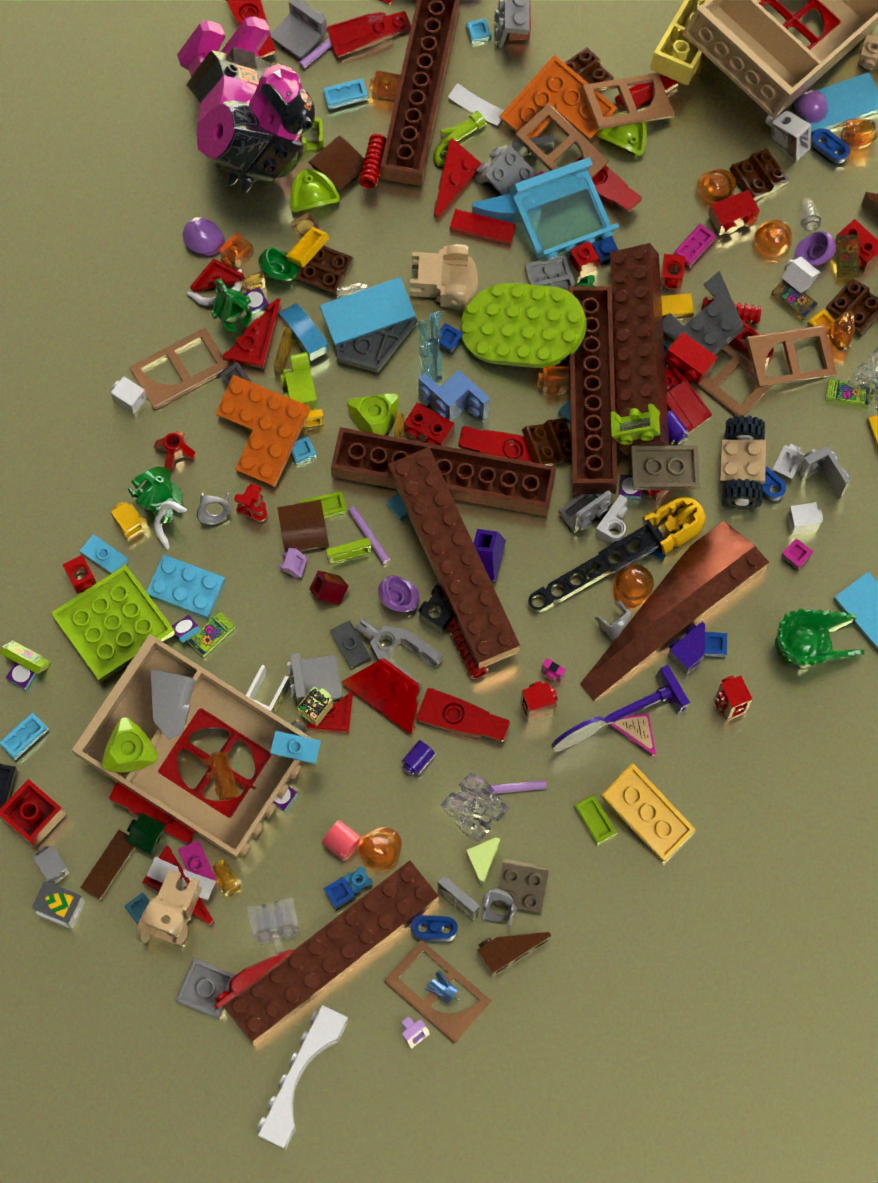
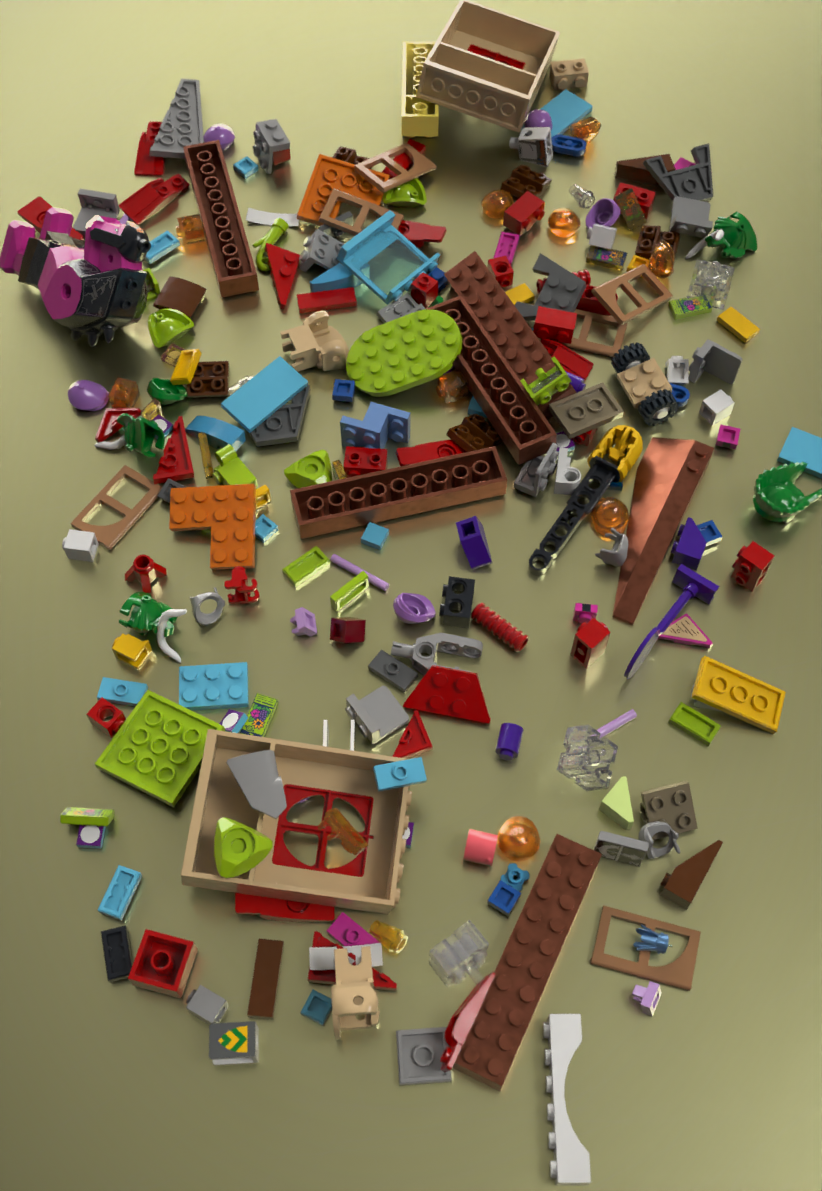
camera: 25 degrees left, 10 degrees down
(145, 833) = (288, 929): dark green brick -> none
(303, 526) = (297, 587): reddish brown slope -> none
(315, 705) = (391, 735): brick -> none
(372, 161) = (209, 283): red piece -> none
(429, 347) = (339, 400): clear light blue wing -> none
(434, 928) = (608, 888): blue plate -> none
(454, 558) = (452, 553): copper brick -> none
(460, 716) = (527, 688): red piece -> none

